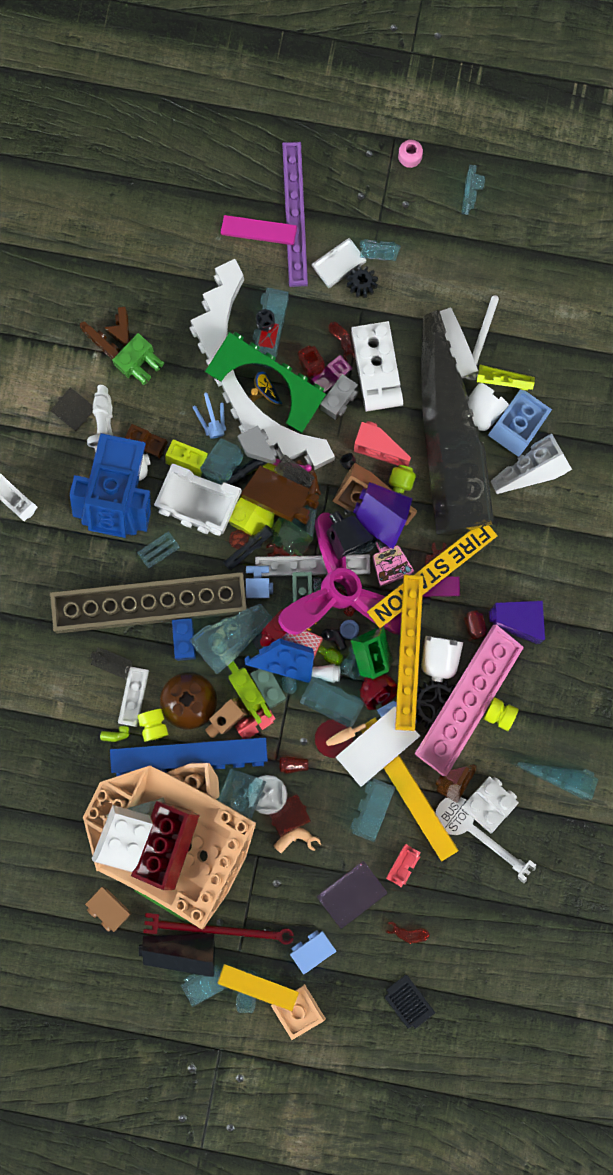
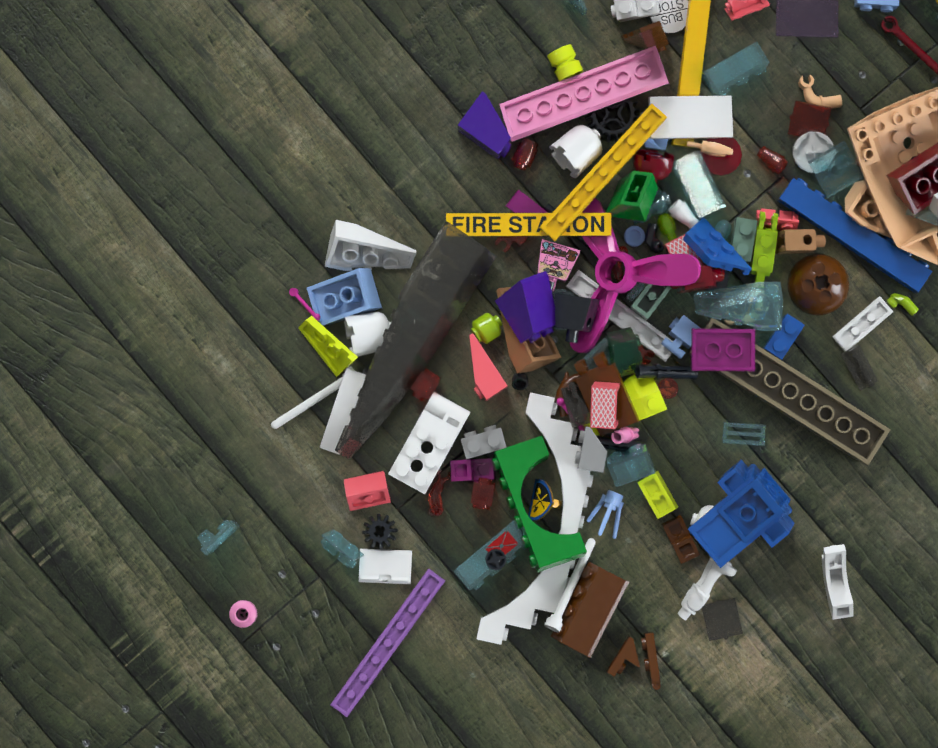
camera: 145 degrees left, 5 degrees up
(134, 355) = (634, 623): bright green brick -> none
(152, 725) = (865, 286): neon yellow wheel -> none
(171, 339) = (590, 609): none -> reddish brown slope
(189, 311) = (554, 622): none -> white piece
(197, 500) = (678, 445): white cylinder -> none
(220, 591) = (723, 350): none -> magenta tile
(243, 477) = (625, 435): none -> bright pink axle
(259, 230) = (432, 651): dark pink tile -> none
(275, 483) = (604, 405): none -> coral panel
(394, 302) = (366, 491): none -> coral panel
(412, 405) = (425, 385): none -> clear red brick
(558, 399) = (294, 292): none -> dark pink hinge

